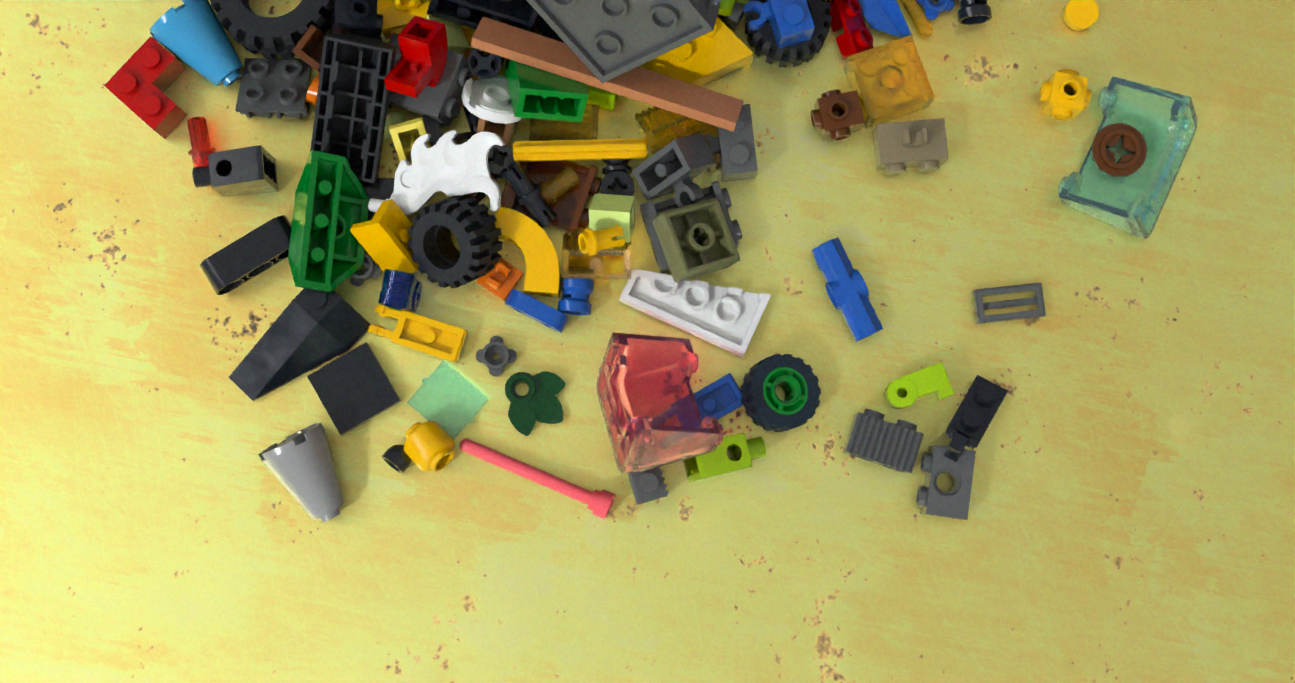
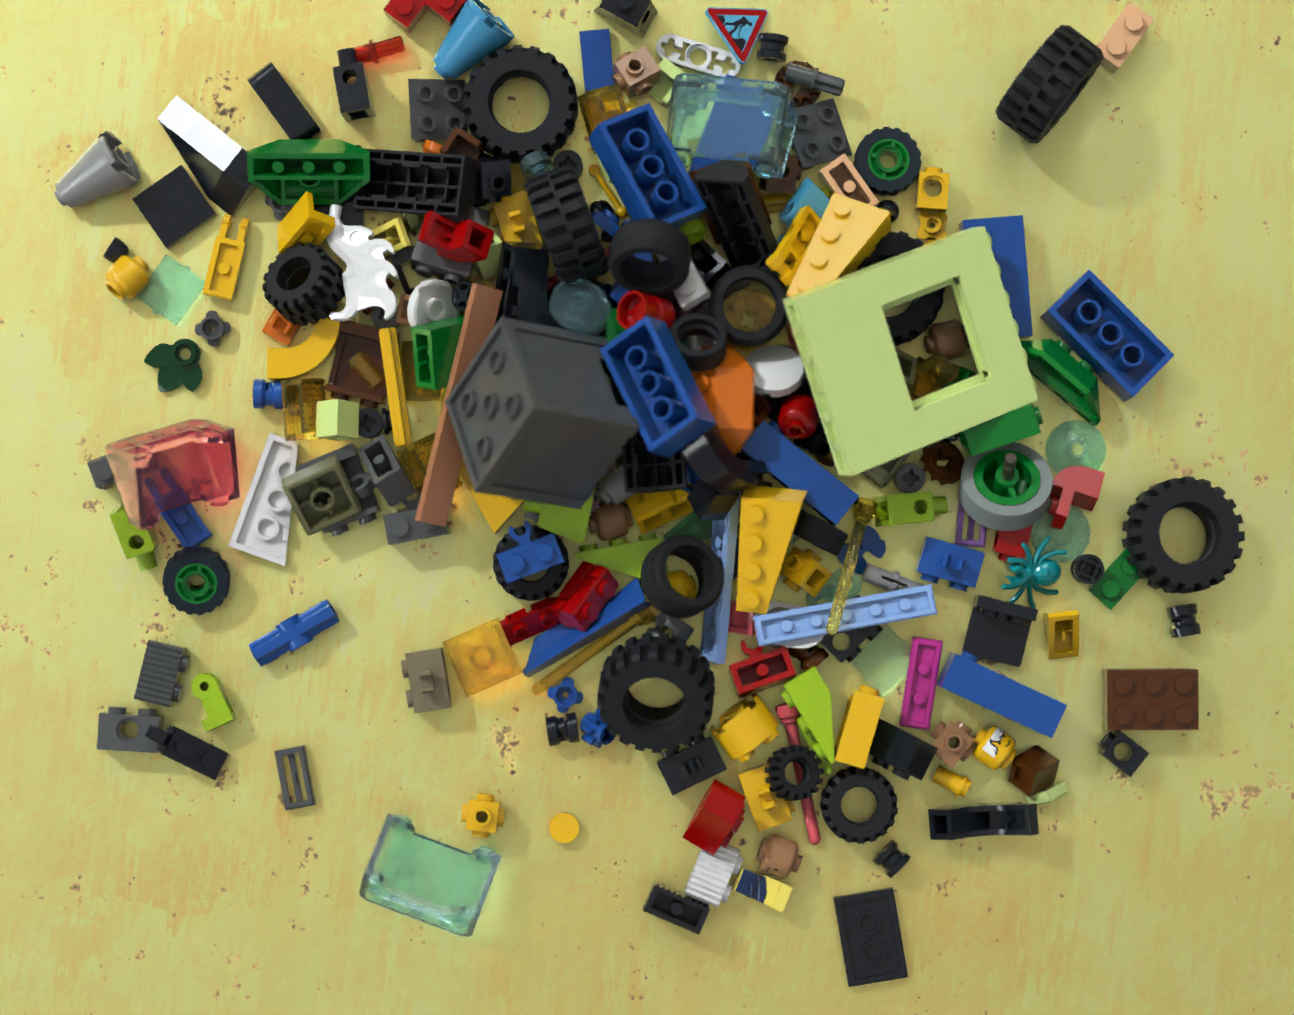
camera: 90 degrees right, 5 degrees up
(400, 290) = (256, 239): clear blue piece -> none
(528, 194) = (352, 345): black pin -> none
(536, 310) = (254, 360): blue beam -> none
(597, 501) = (91, 428): coral piece -> none
(602, 239) = (310, 411): yellow pin -> none
(848, 113) = (444, 624): reddish brown brick -> none
(1131, 141) = (426, 875): reddish brown gear -> none

